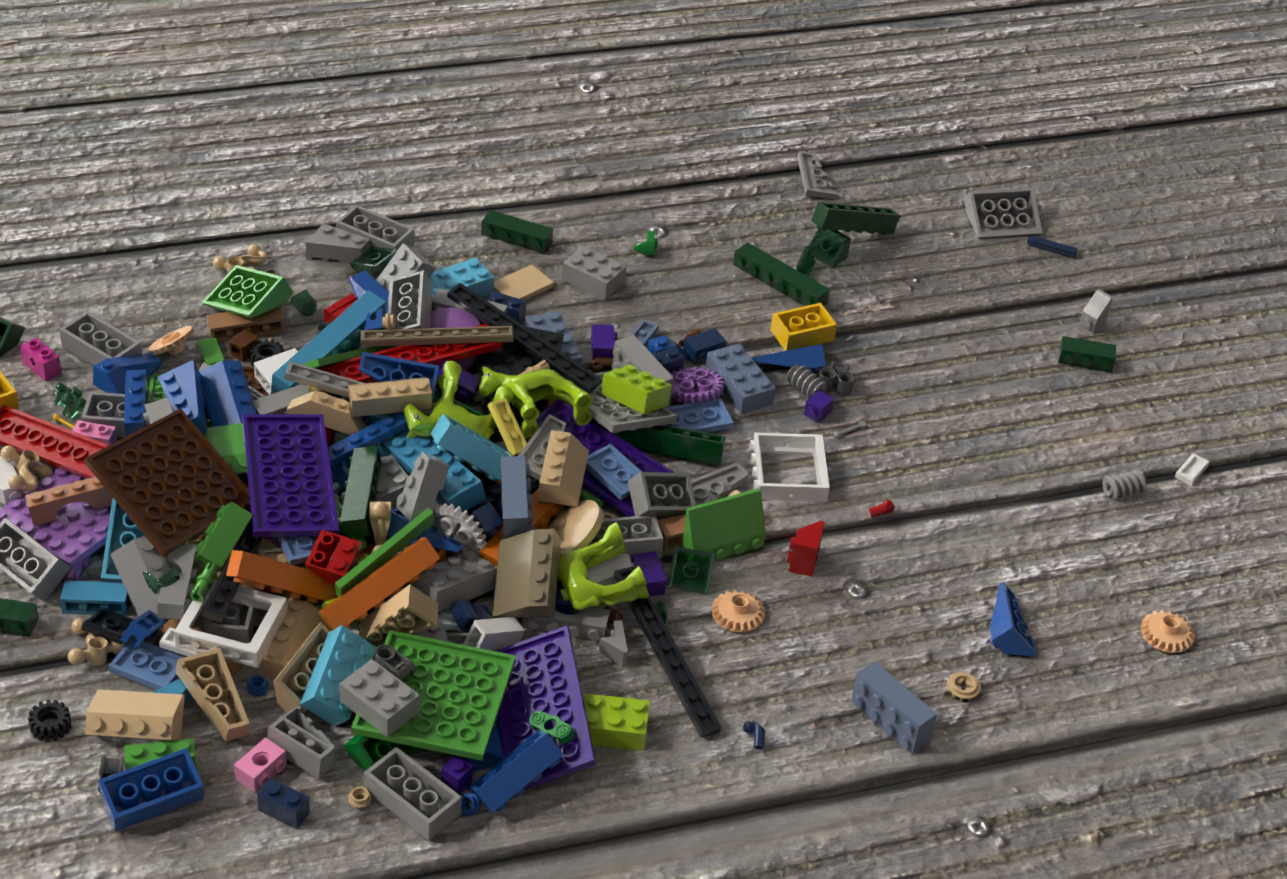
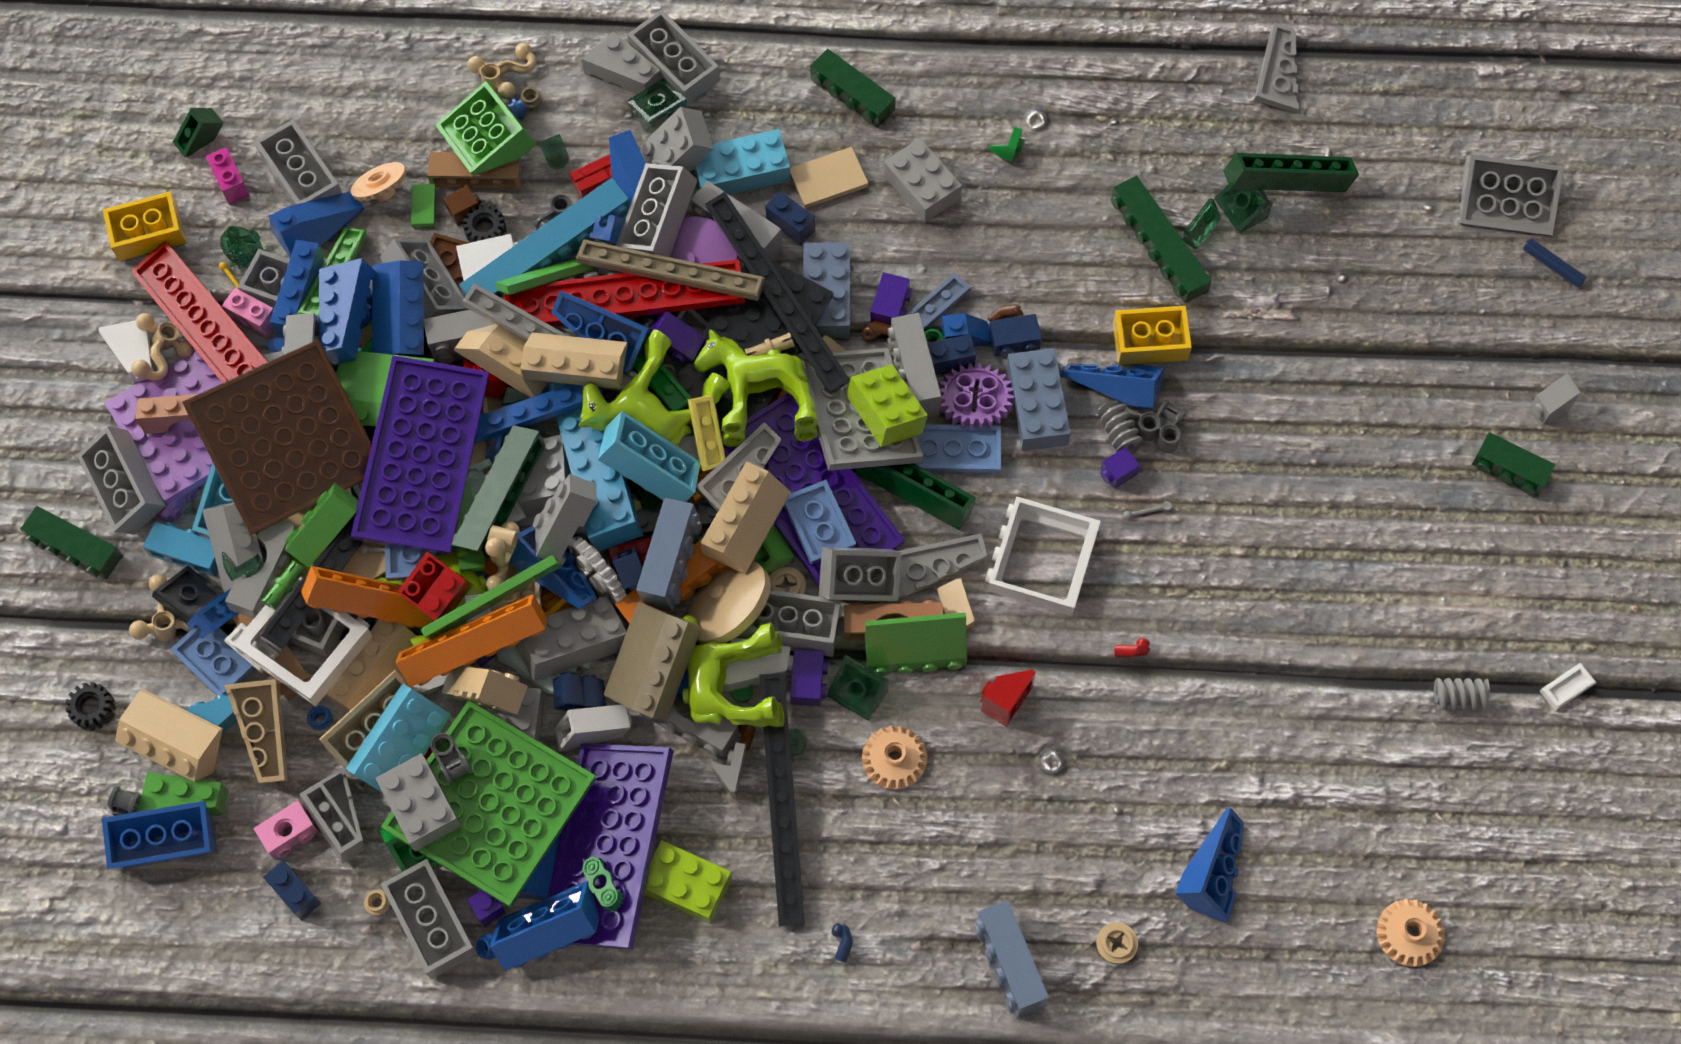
camera: 25 degrees right, 25 degrees up
(389, 321) = (620, 235): tan plate -> none

